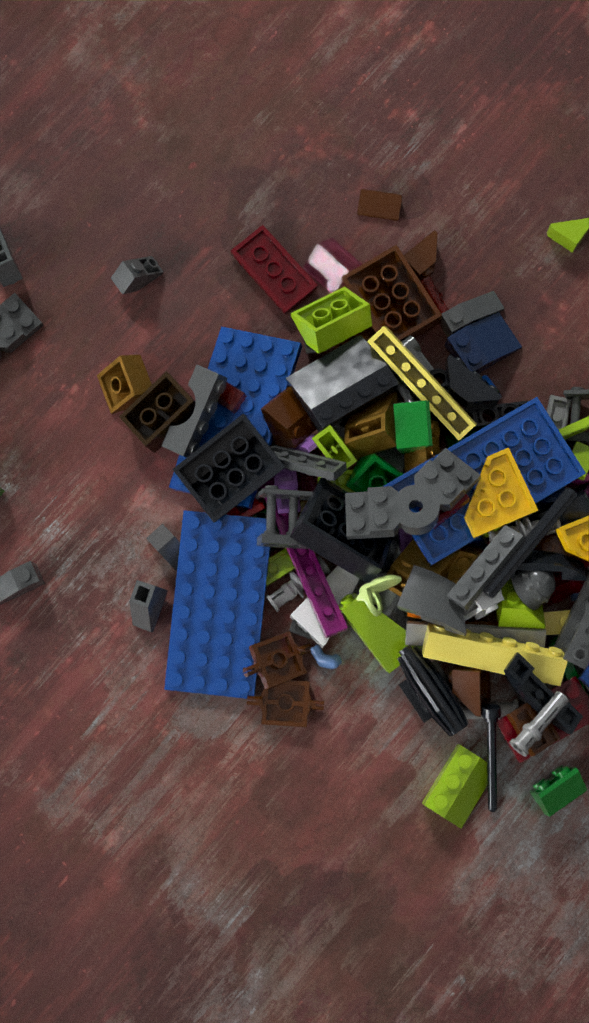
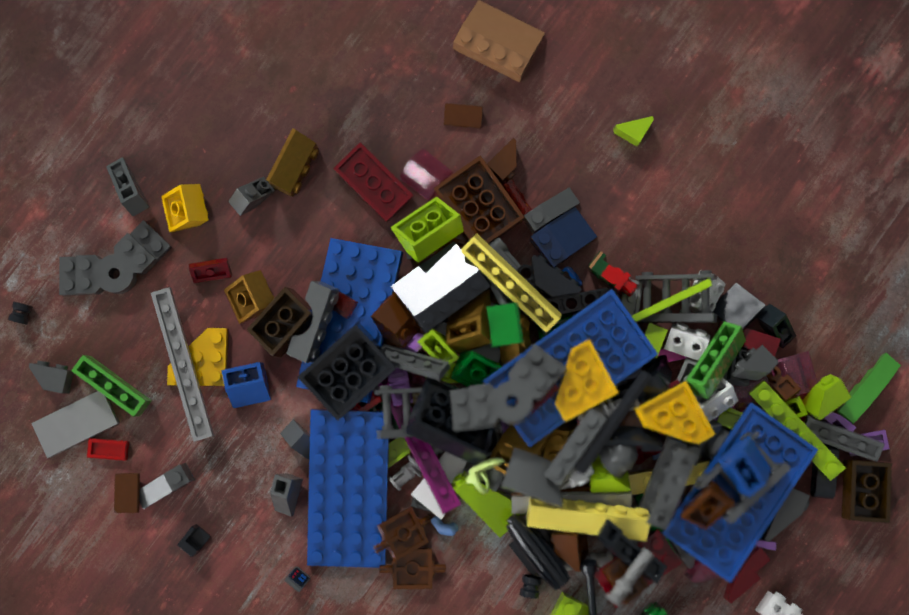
camera: 10 degrees left, 5 degrees up
(37, 650) = (194, 540): none -> black panel
(43, 451) = (182, 364): none -> light grey plate
(61, 281) = (184, 207): none -> yellow slope
(65, 452) = (208, 356): none -> yellow plate
(83, 351) = (210, 270): none -> dark red plate
(113, 479) = (246, 384): none -> blue slope
(152, 704) = (297, 578): none -> slope
(186, 241) = (293, 163): none -> pearl gold slope
(420, 734) = (530, 586): none -> black wheel
(423, 128) = (498, 40): none -> medium nougat slope
(534, 385) = (612, 275): none -> red hips

